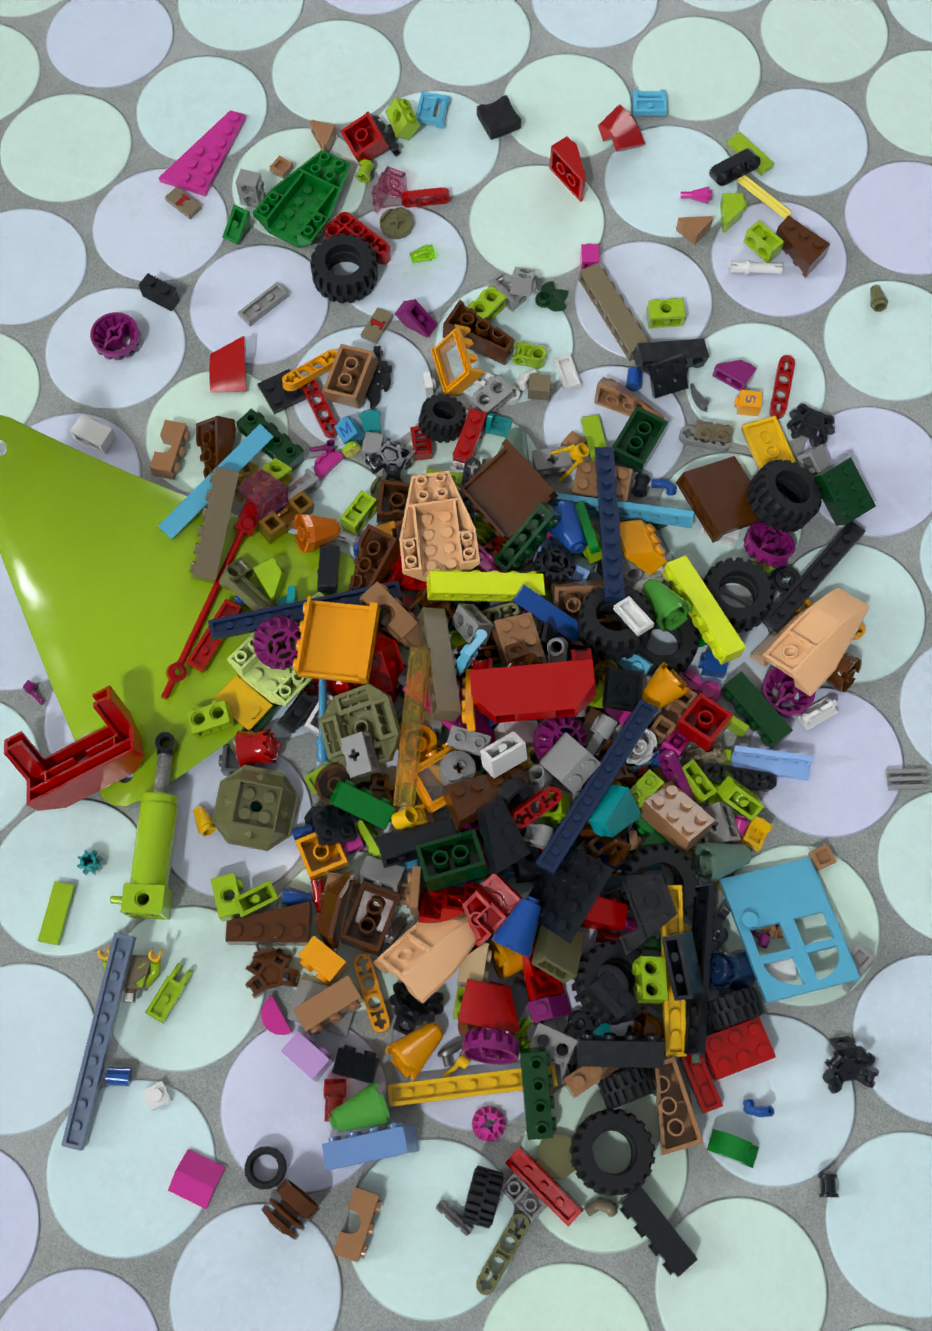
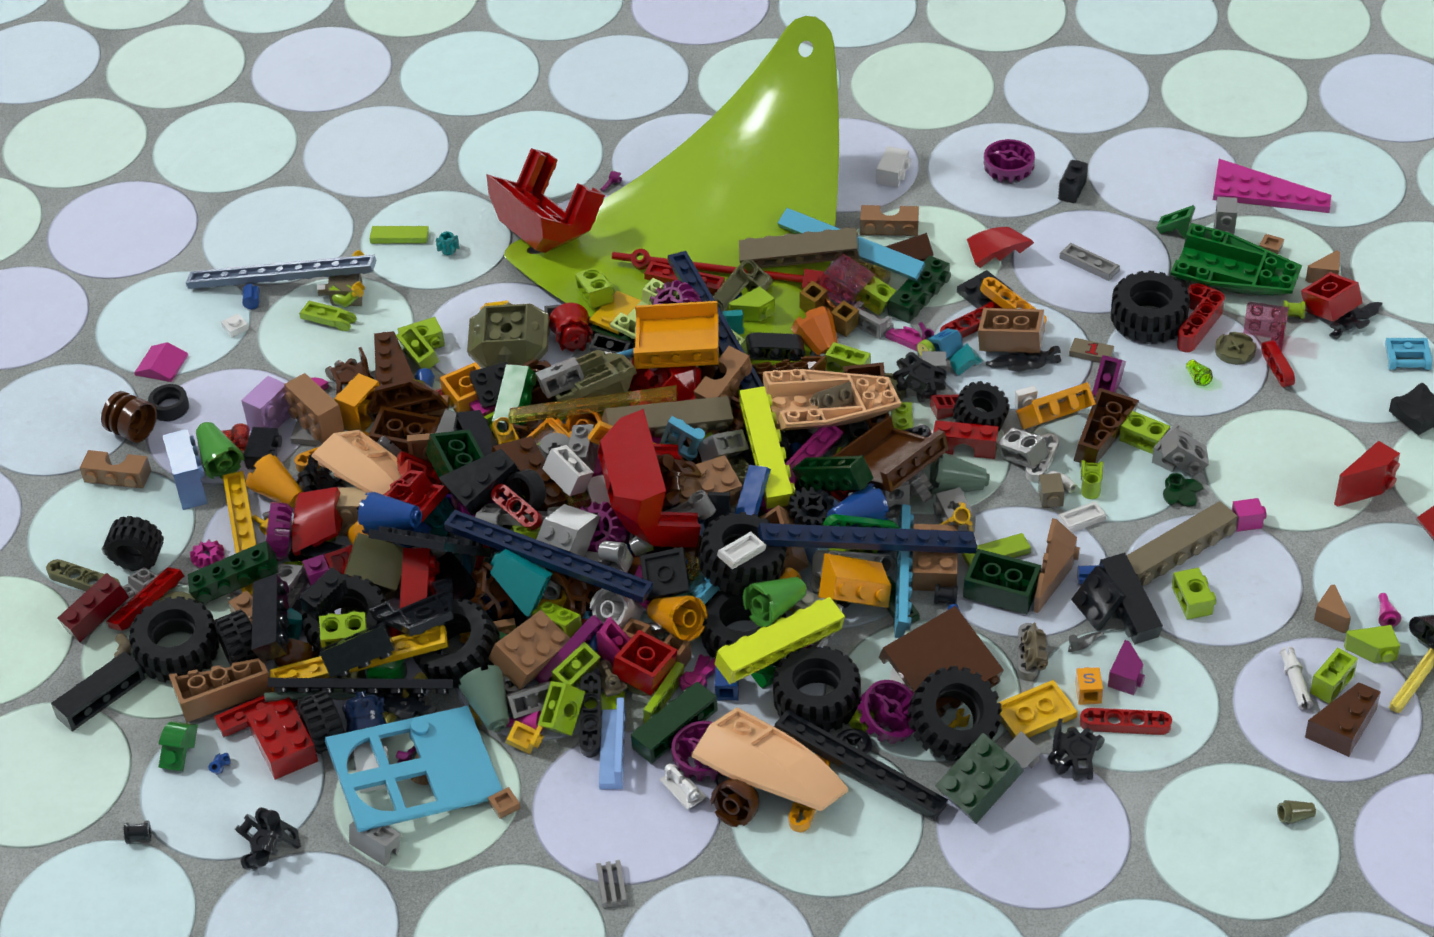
camera: 85 degrees right, 25 degrees down
(153, 844) = (419, 278): lime piece -> none
(183, 202) = (1195, 183): dark tan tile -> none
(402, 118) = (1377, 325): lime brick -> none
(440, 526) = (833, 396): none -> dark tan hinge
(498, 425) = (994, 461): teal tile -> none
(557, 1238) = (93, 607): none -> dark red brick
(573, 438) = (988, 532): medium nougat plate -> none

